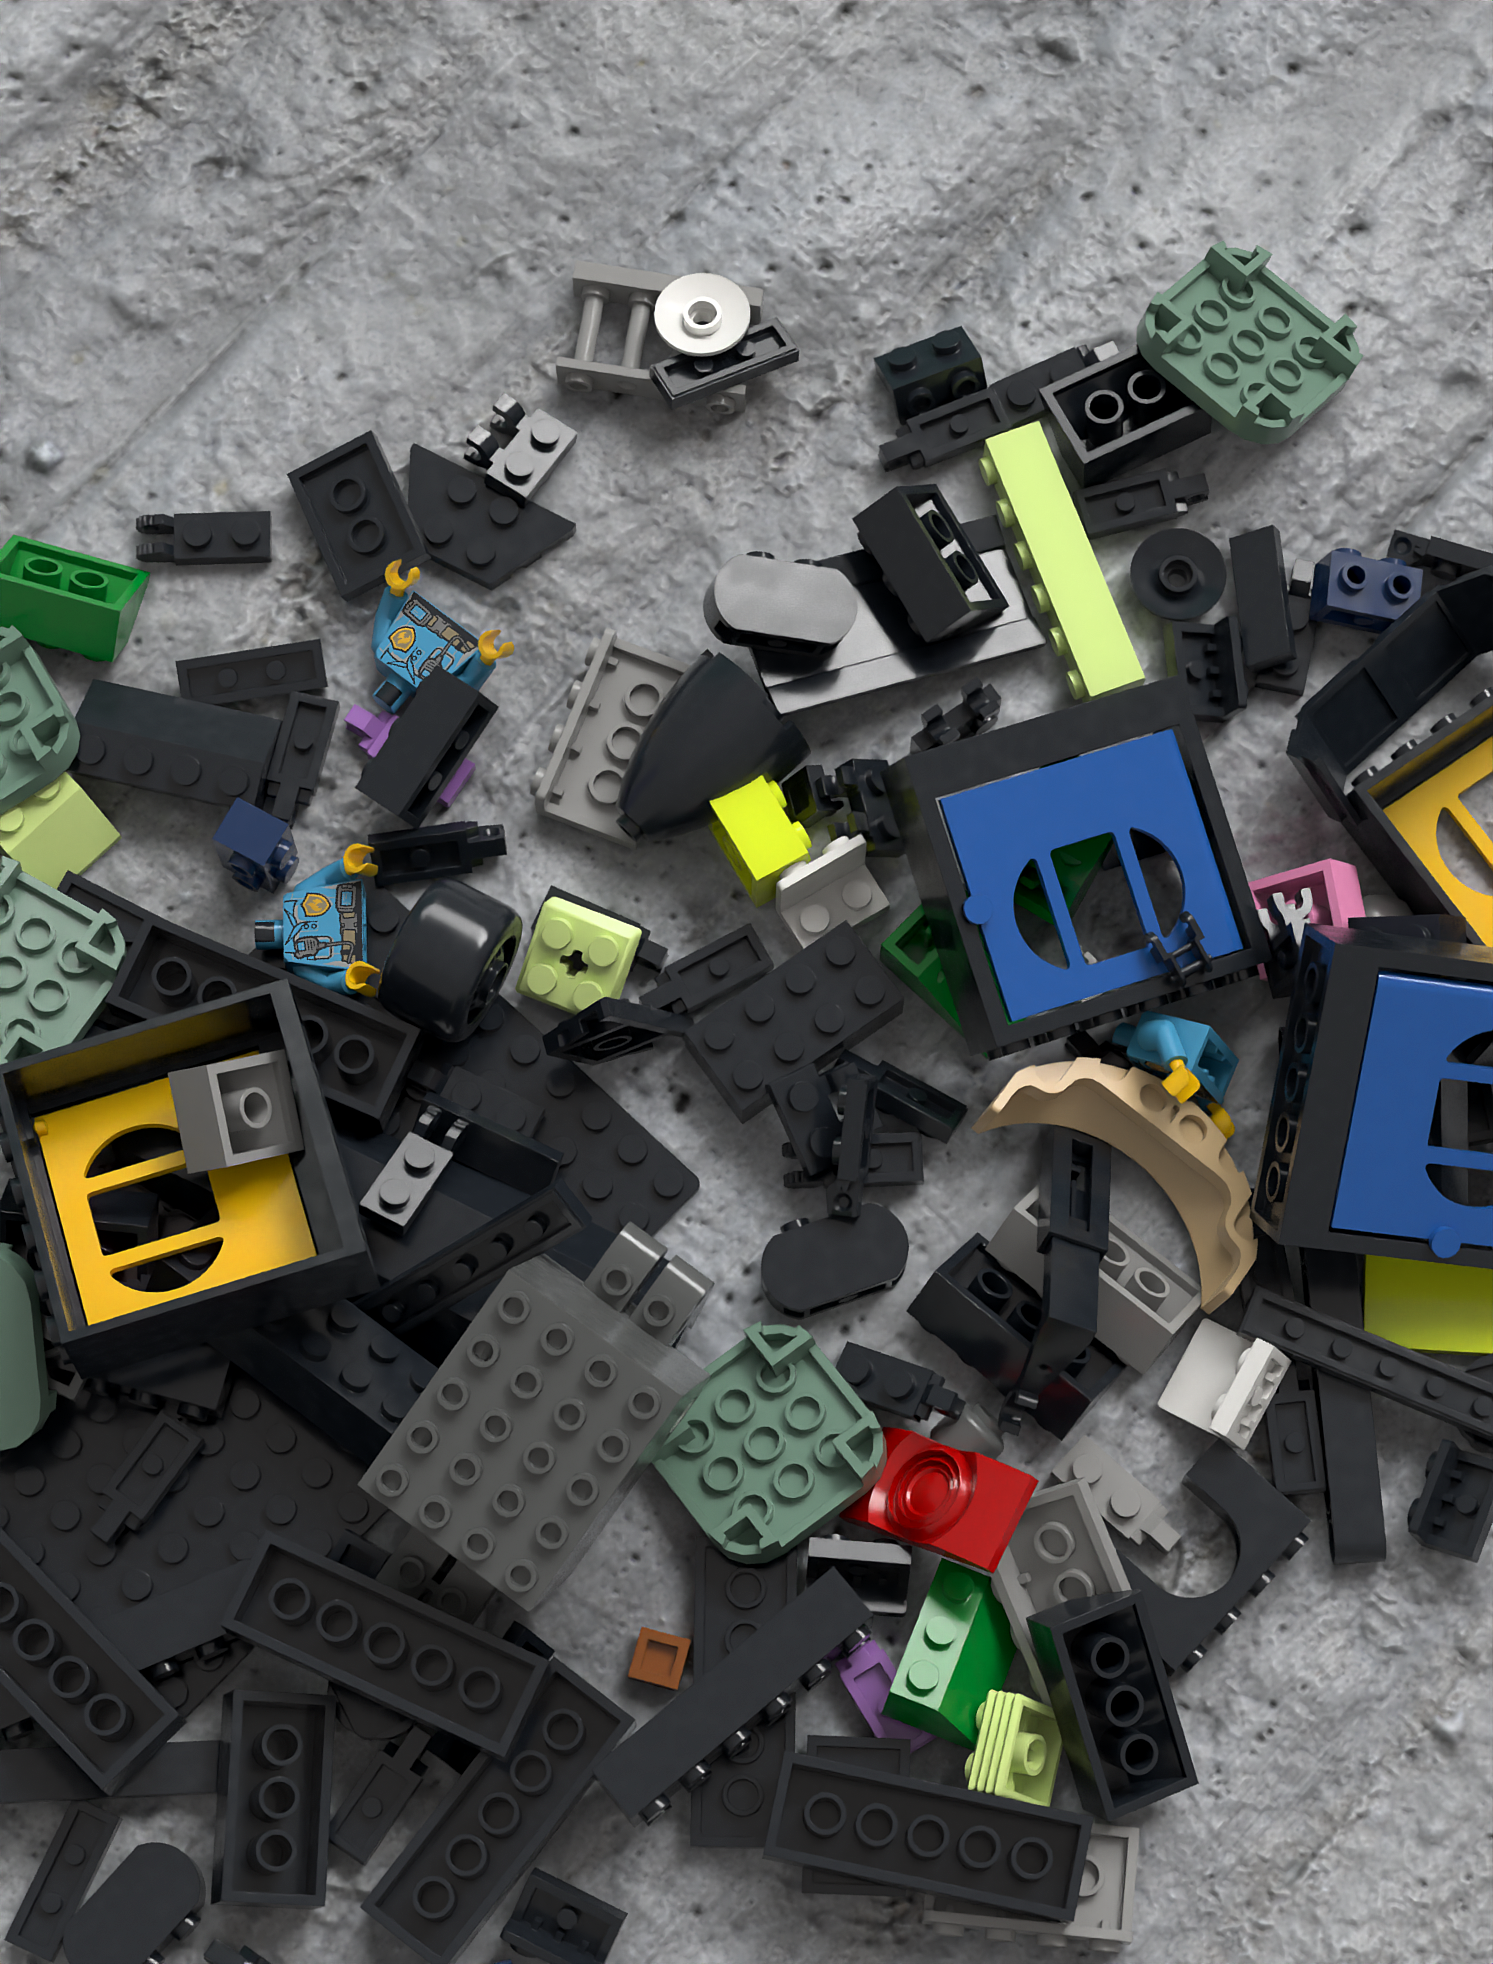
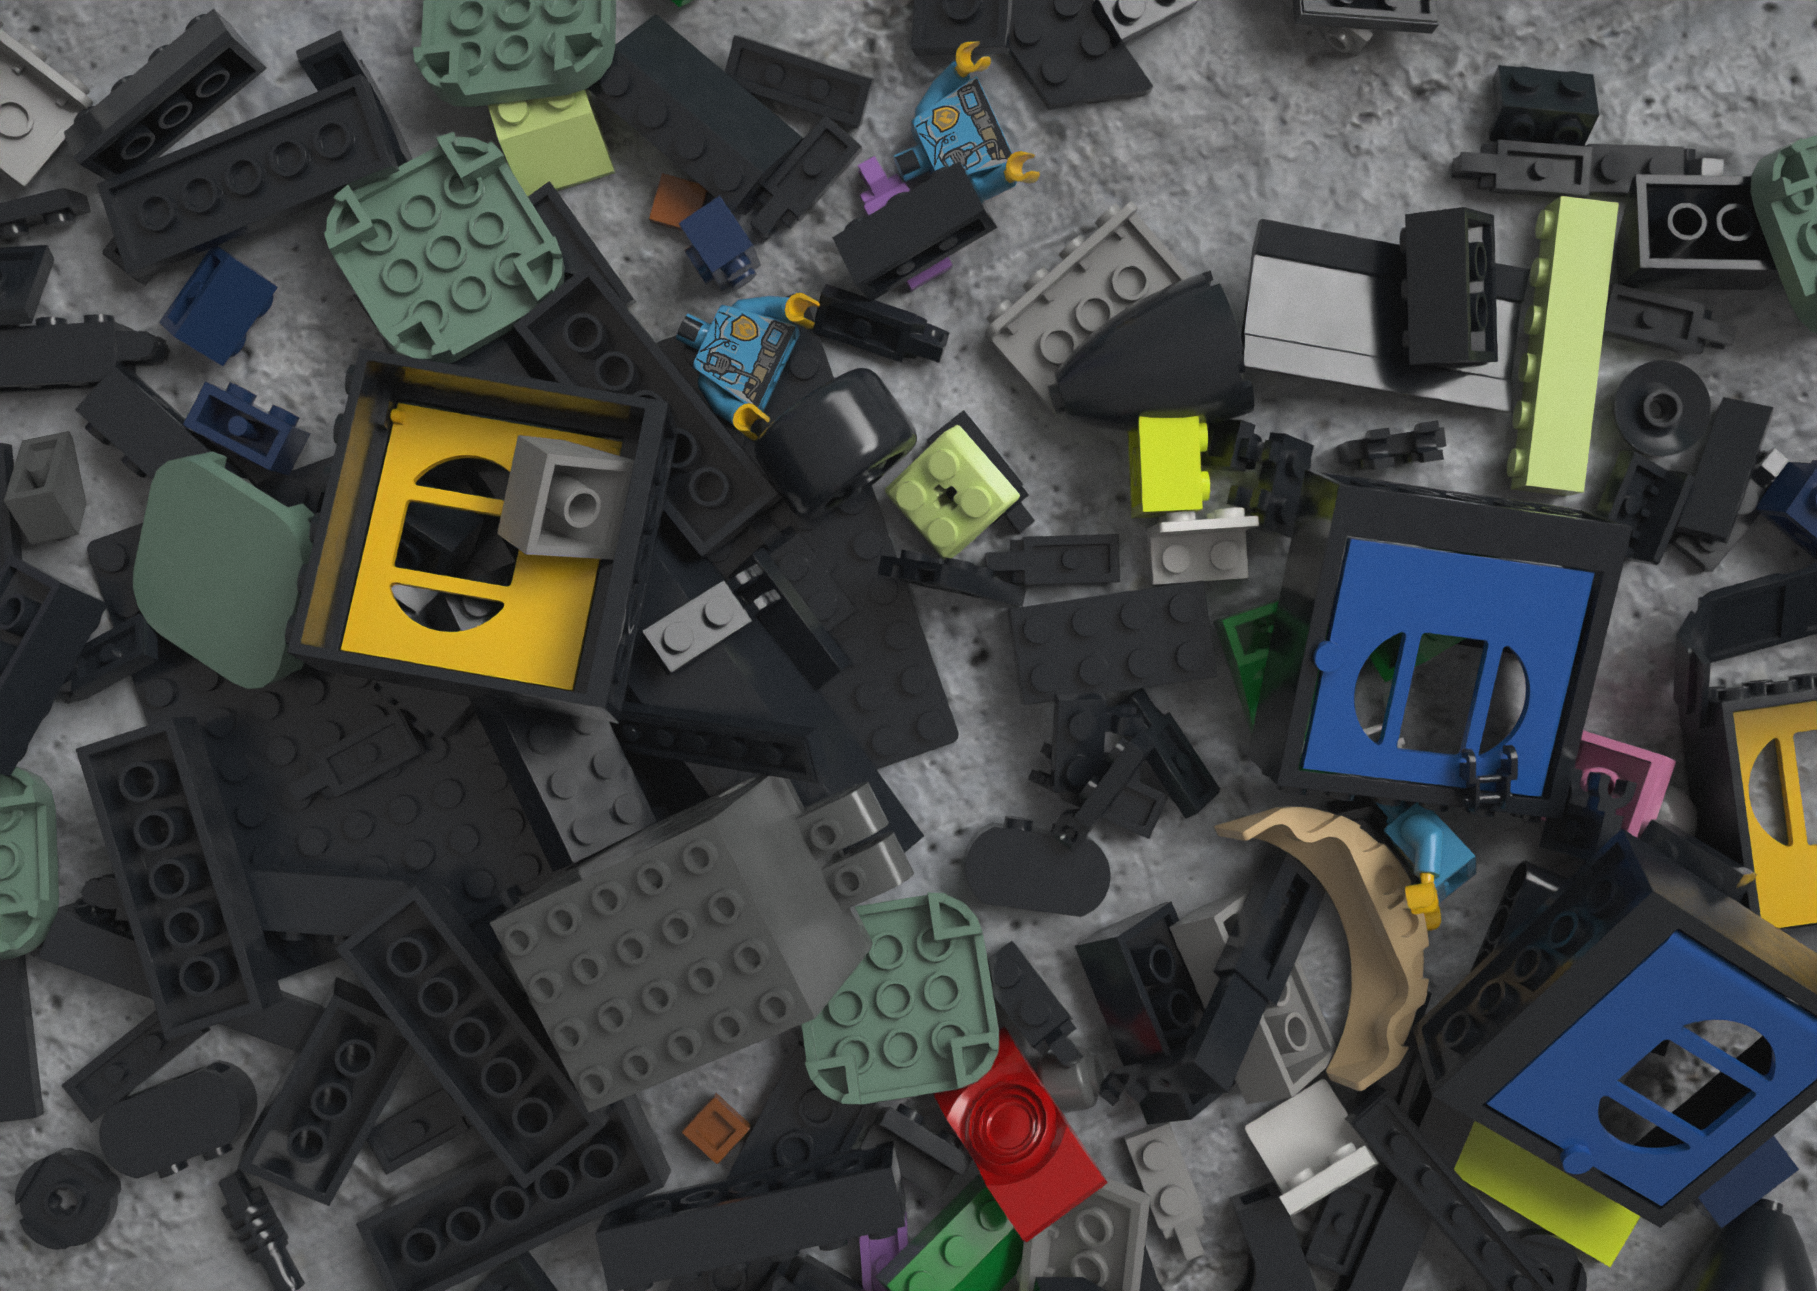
camera: 25 degrees right, 15 degrees up
(193, 834) = (676, 201): none -> dark orange tile
(780, 605) = (1298, 263): brick -> none

